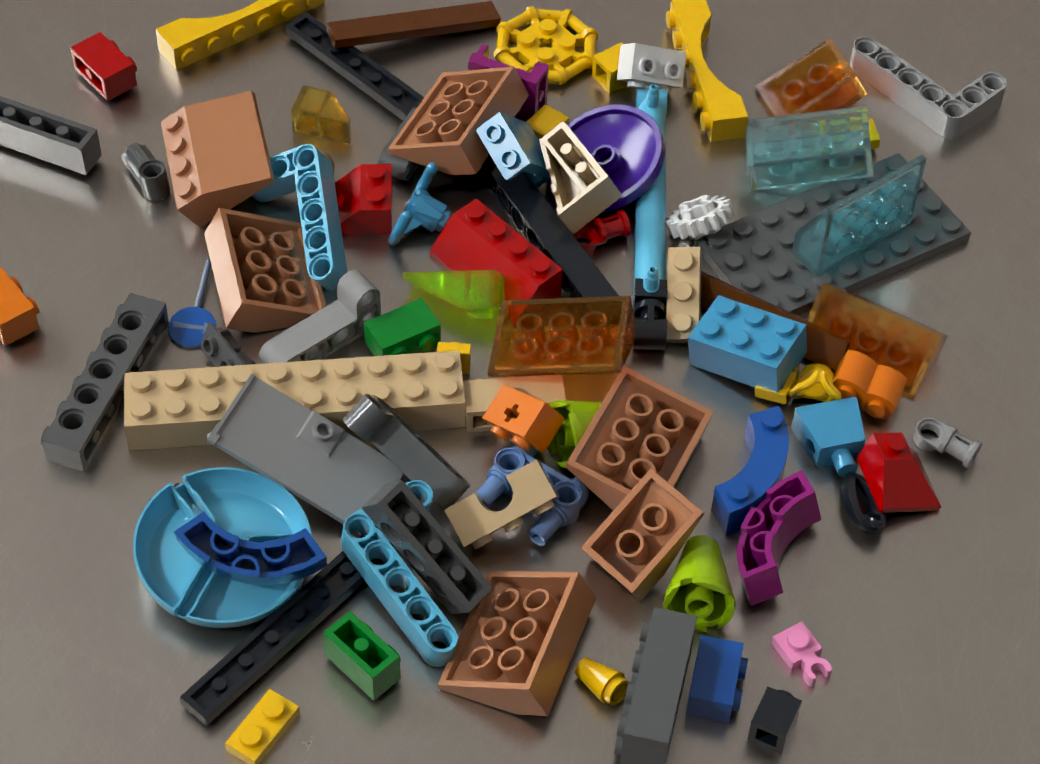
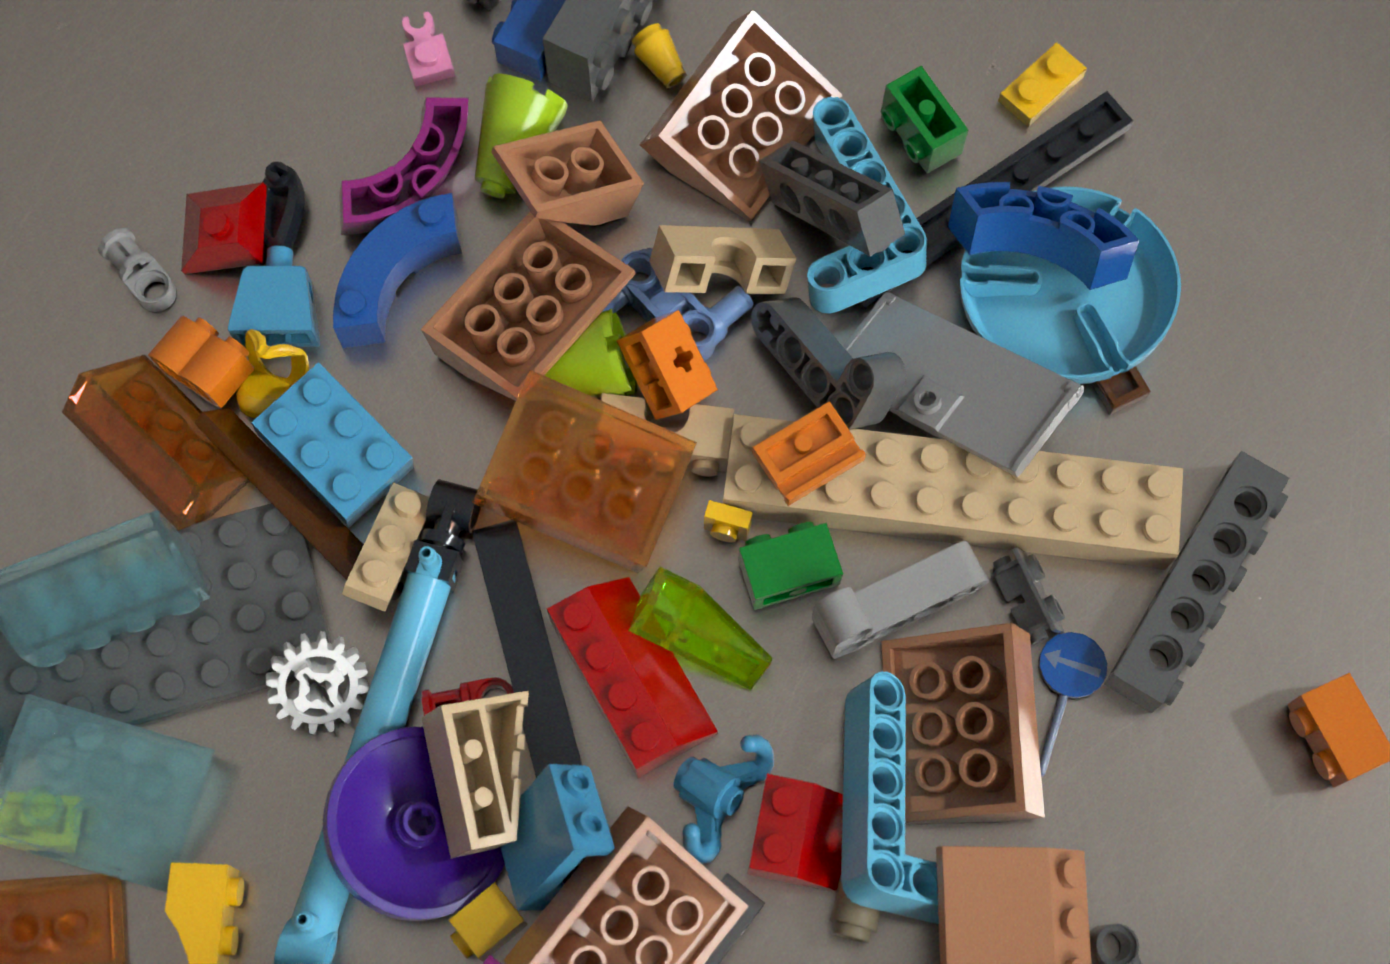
camera: 165 degrees left, 20 degrees up
(404, 370) = (808, 453): none -> orange plate

